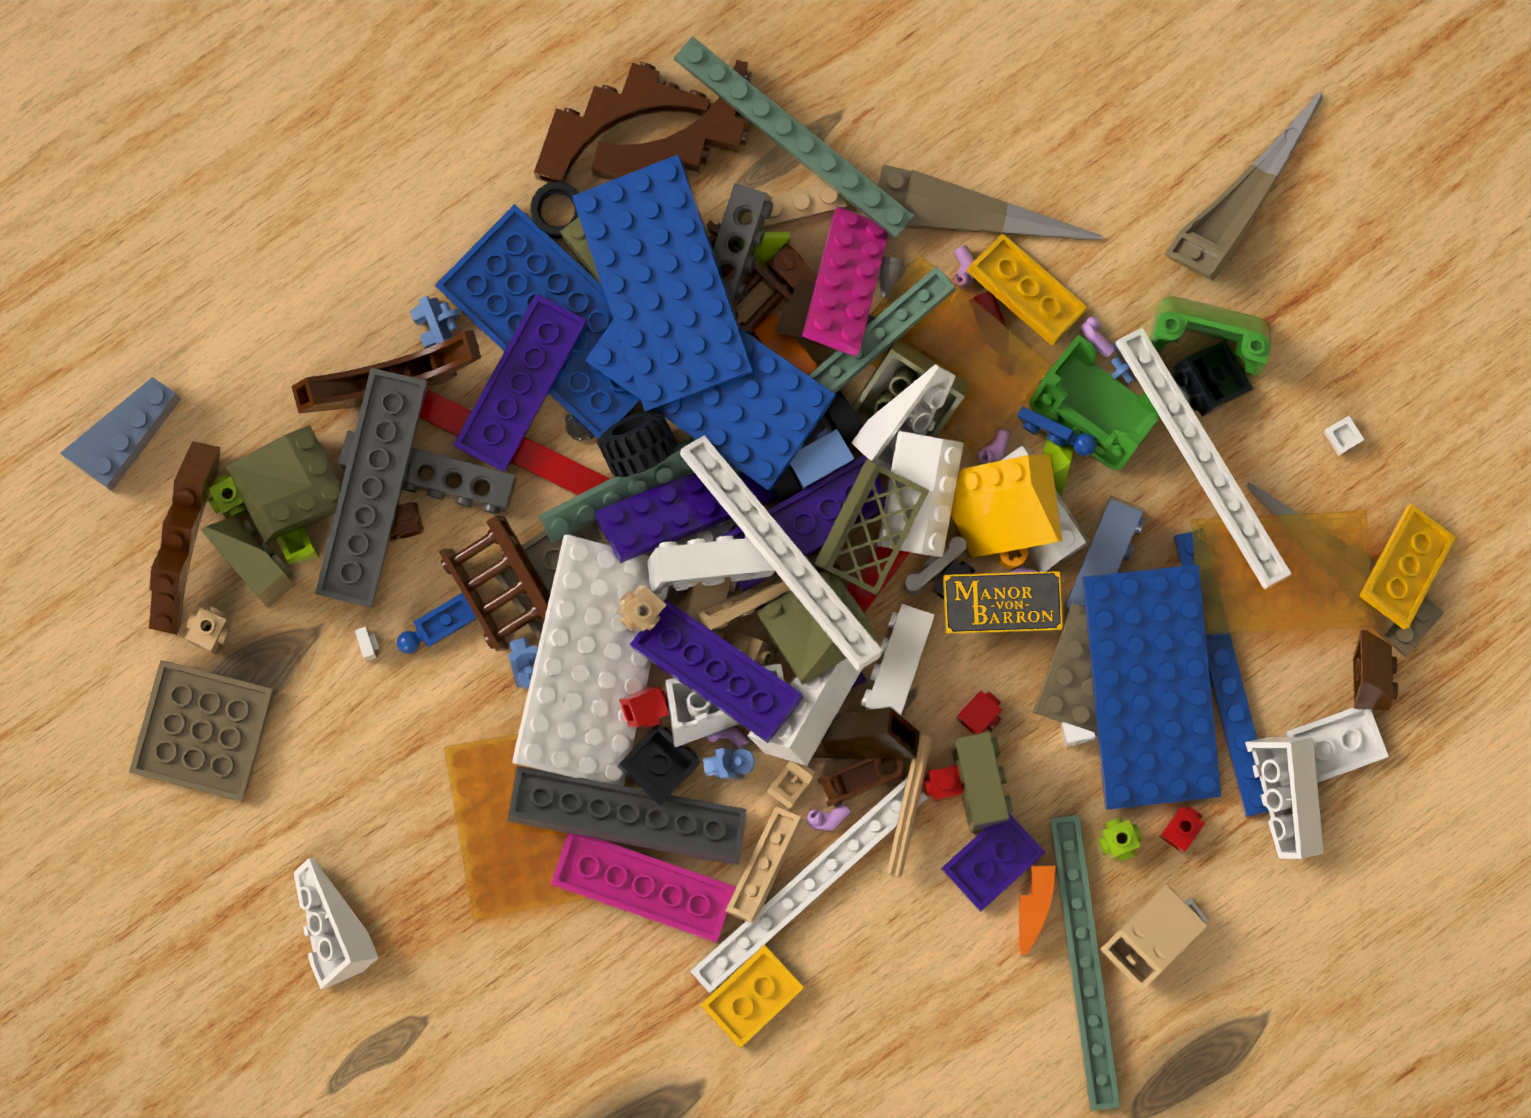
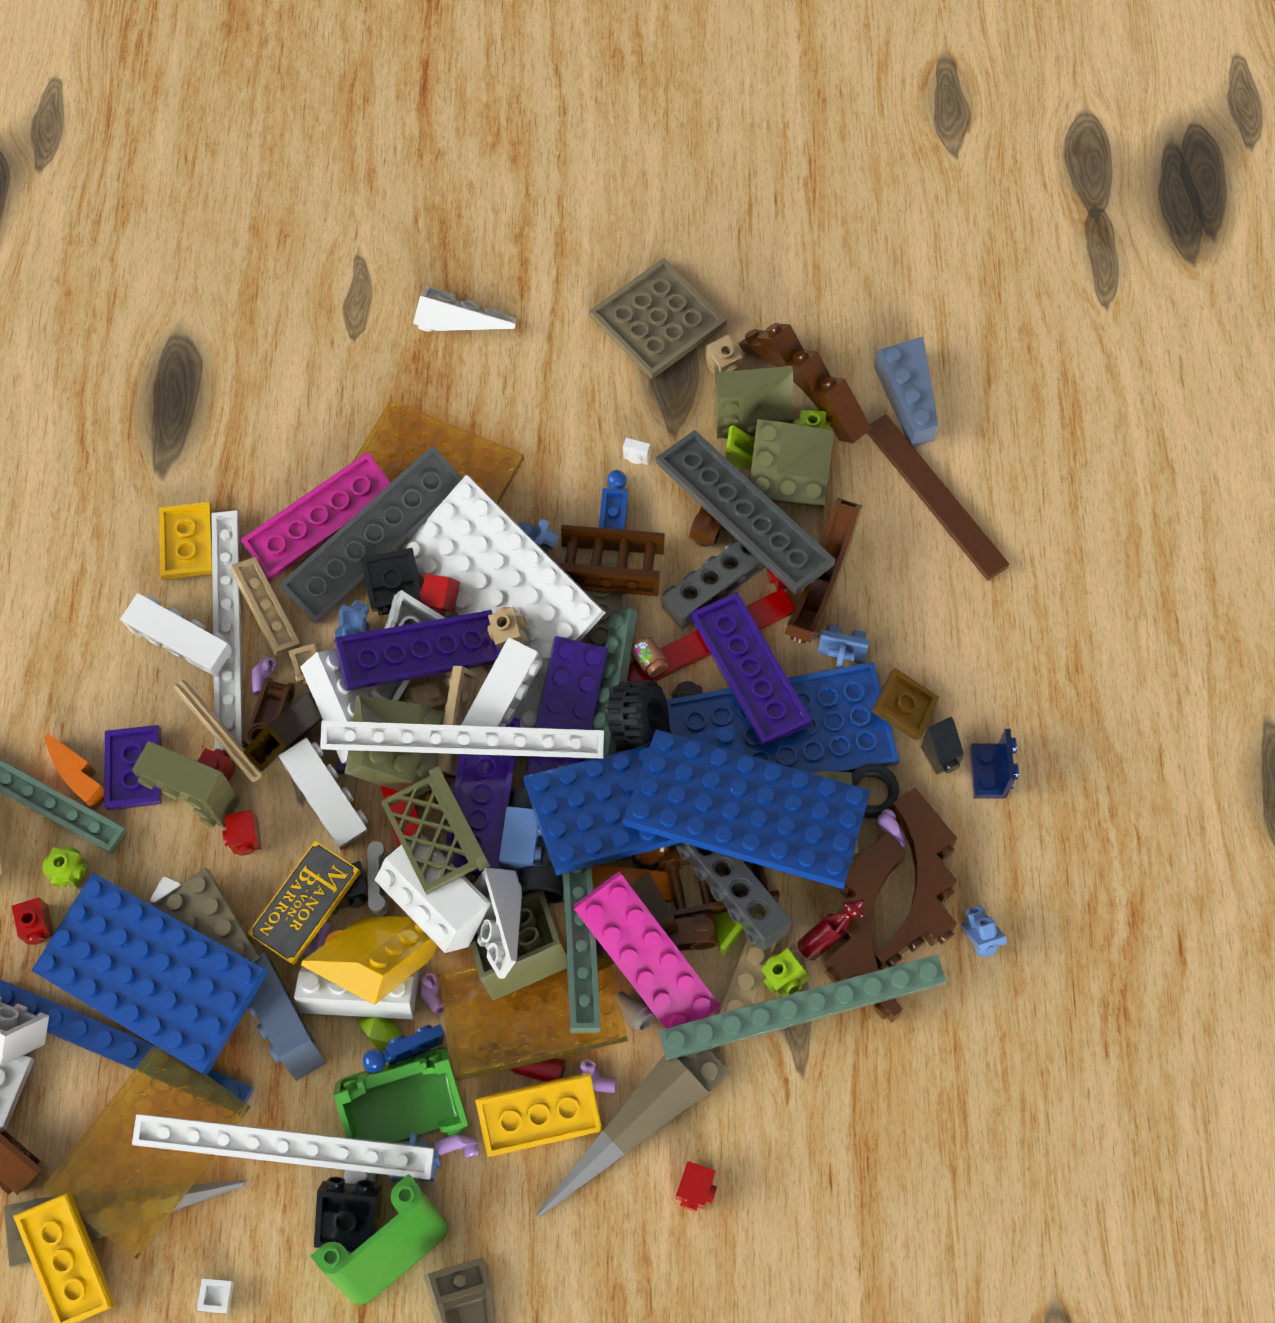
camera: 130 degrees right, 15 degrees down
(220, 341) = (937, 498): none -> reddish brown tile
(458, 231) = (905, 704): none -> pearl gold plate
(464, 121) = (994, 768): none -> clear blue bracket
(478, 173) = (943, 746): none -> black slope
(570, 479) = (649, 656): none -> nougat brick
(583, 172) = (888, 824): none -> lavender arm
(622, 39) = (982, 931): none -> medium blue hips
(714, 159) = (828, 930): none -> dark red wheel
(766, 166) = (784, 973): none -> lime brick
(852, 912) = (178, 636): none -> white wedge
(992, 129) = (696, 1187): none -> red brick

